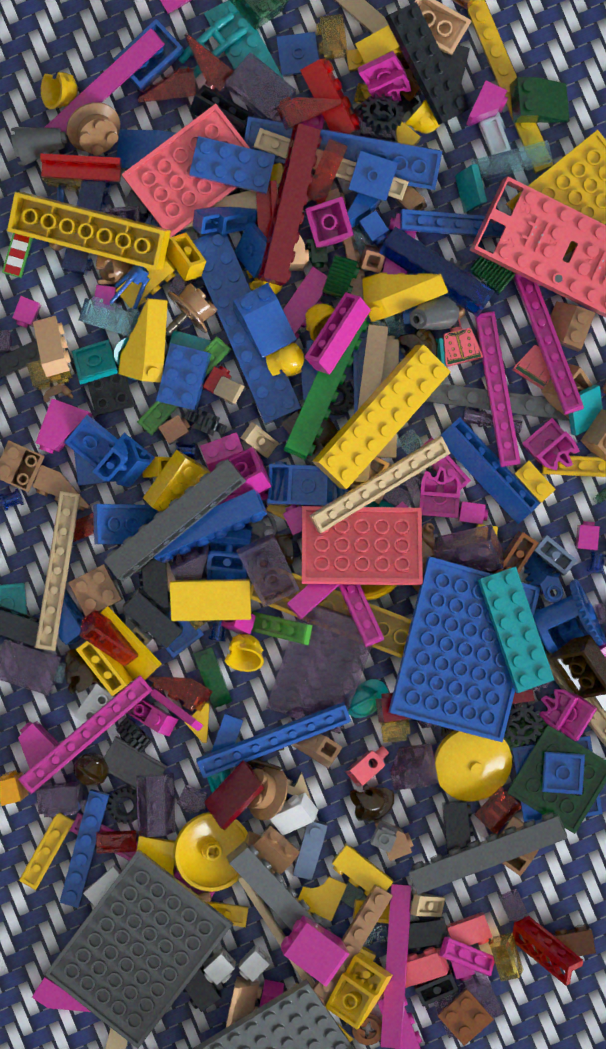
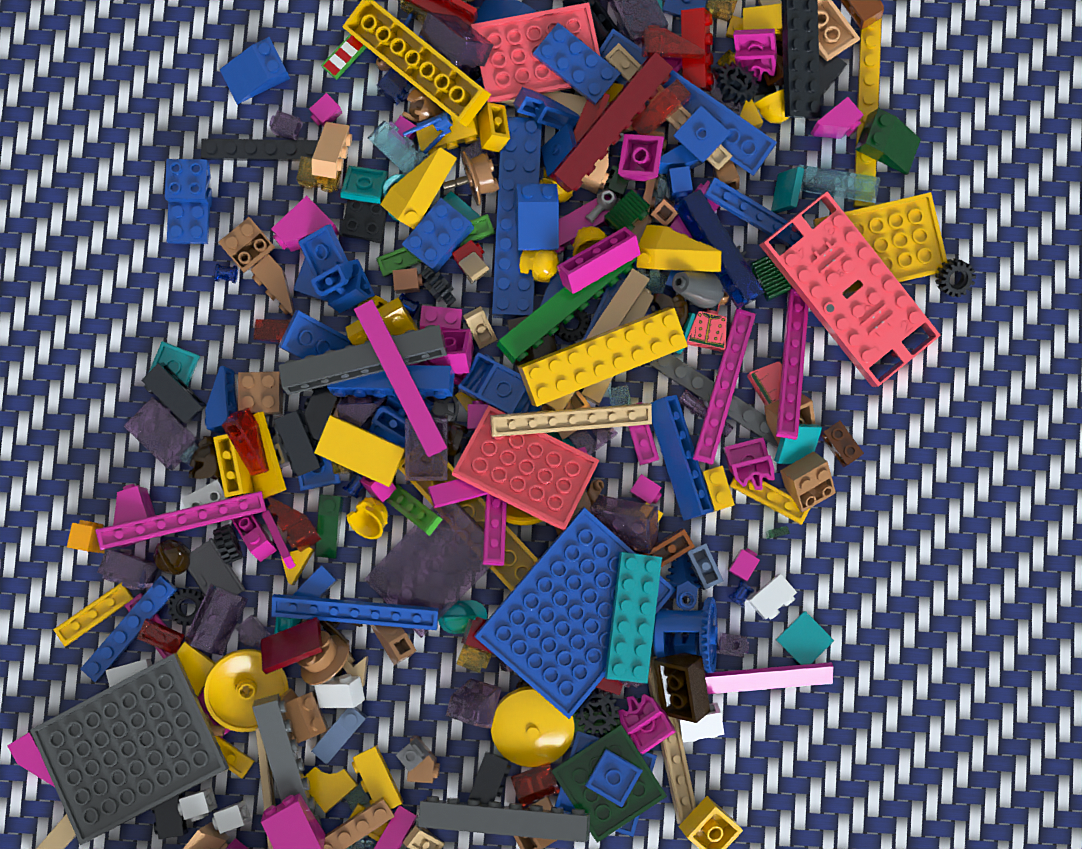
camera: 30 degrees right, 5 degrees down
(56, 390) = (318, 194): medium nougat piece -> none
(57, 571) = (233, 357): tan tile -> none
(116, 195) = (456, 40): none -> clear purple brick
(217, 522) = (400, 378): none -> dark pink tile
(314, 280) = (602, 205): none -> light grey bar
(361, 772) = (422, 682): coral torso -> none
(372, 803) = (419, 719): dark brown helmet -> none
(440, 495) = (623, 458): dark pink plate -> none
(494, 135) = (832, 153): white tile -> none
(571, 324) = (822, 359): medium nougat slope -> none

